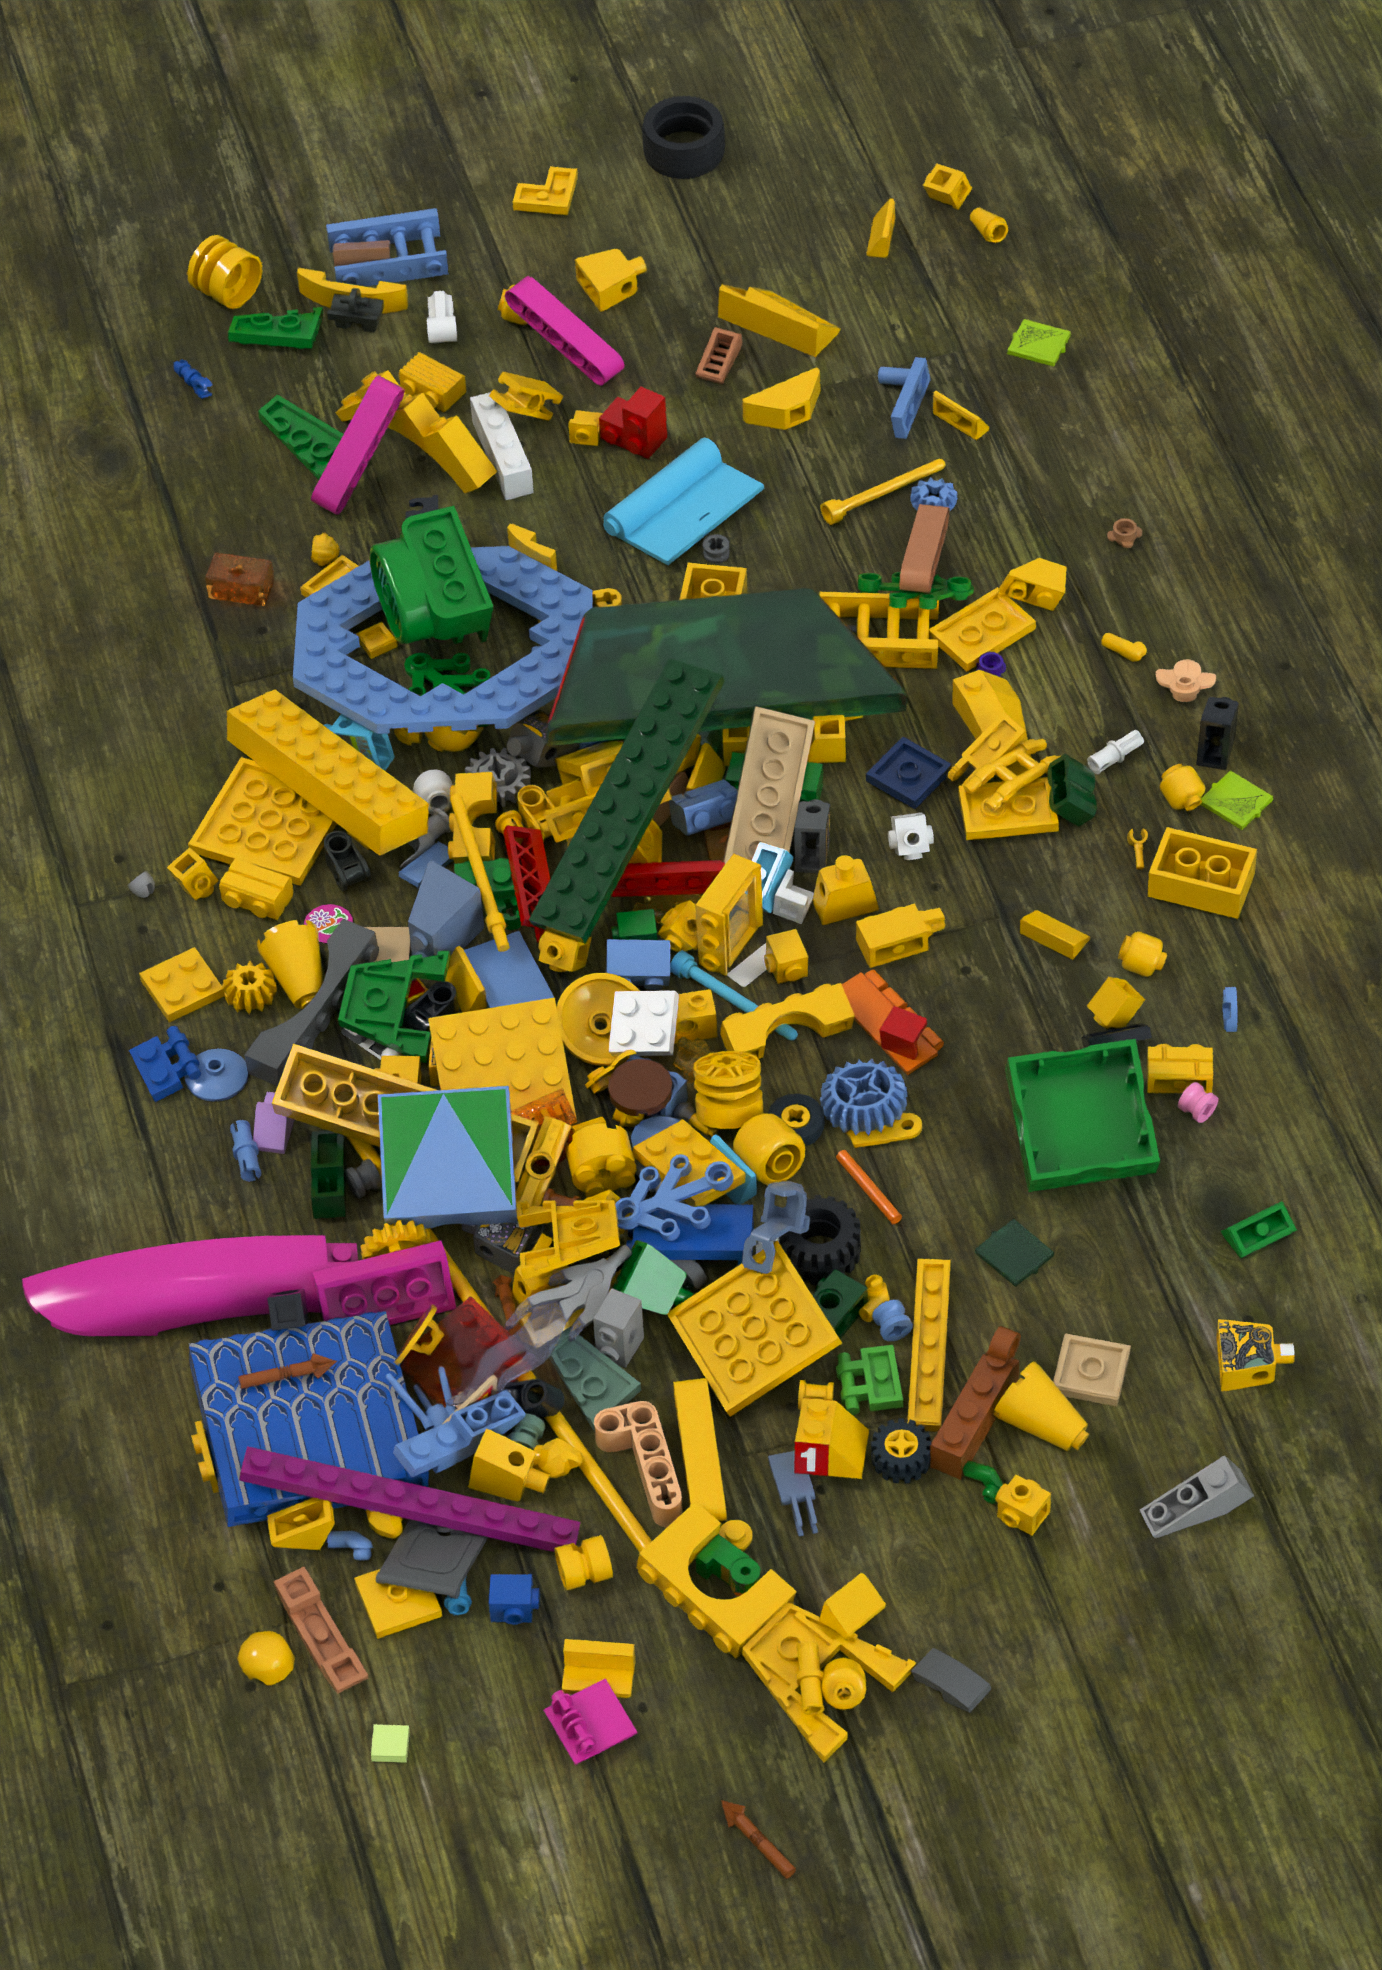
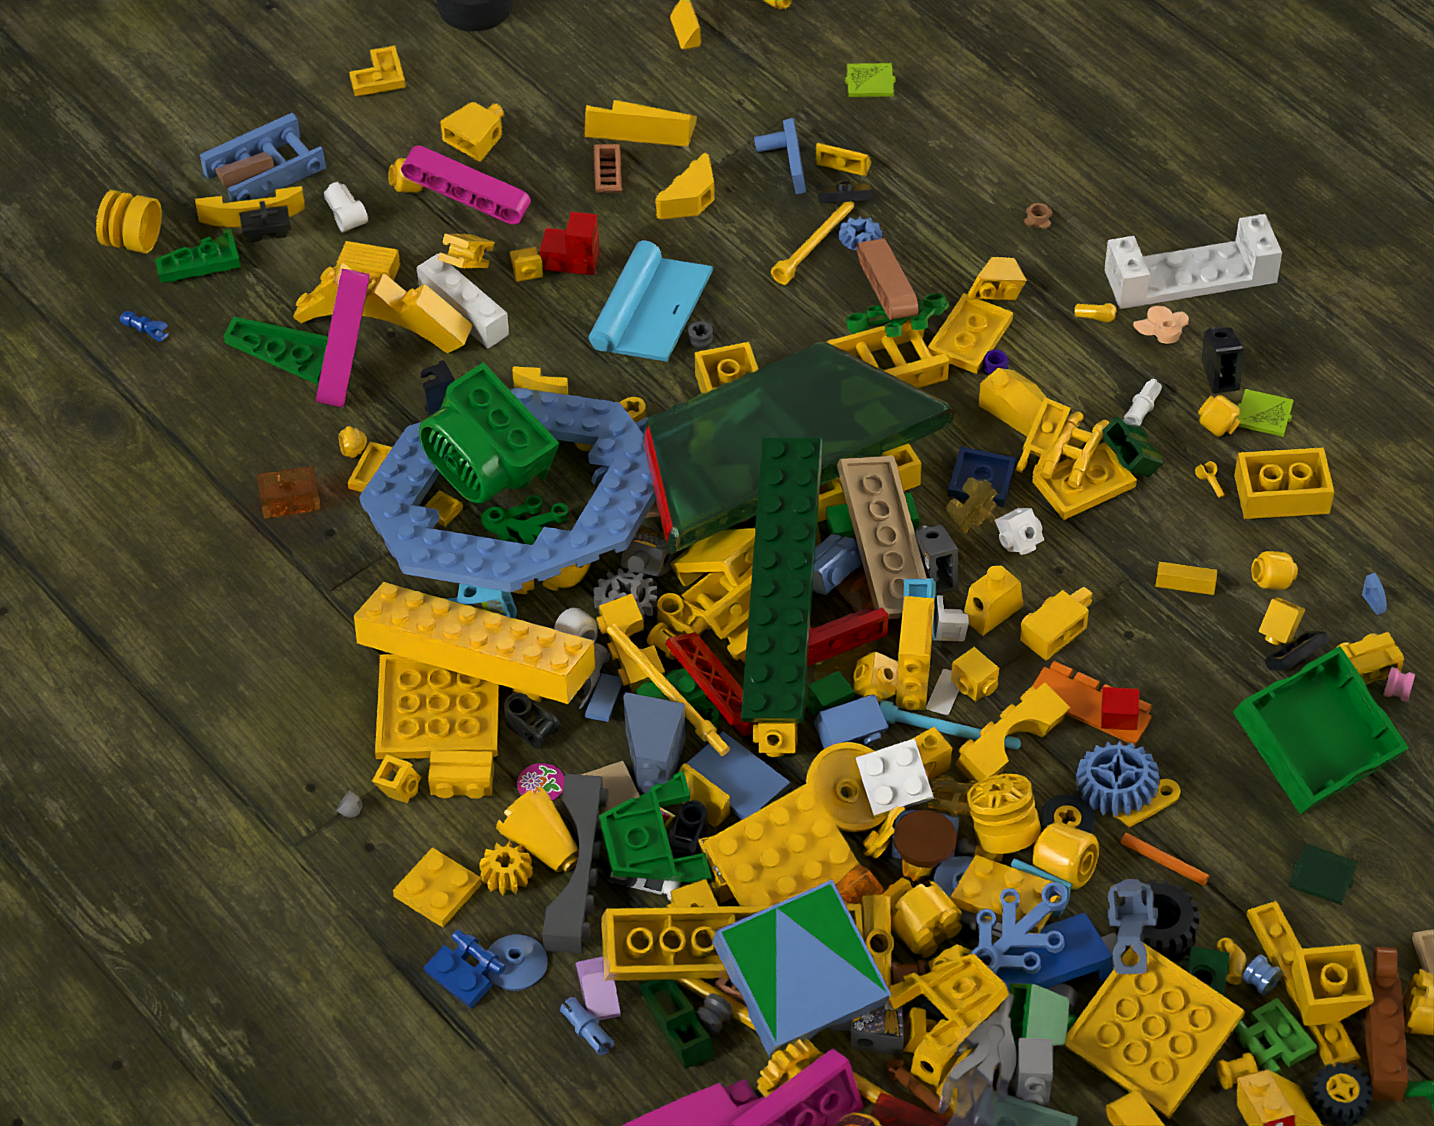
camera: 25 degrees left, 0 degrees up
(880, 797) = (976, 508): none -> clear yellow hips
(940, 449) = (844, 192): none -> black plate
(942, 1345) = (1330, 983): none -> yellow slope
(1247, 635) = (1195, 271): none -> white plate

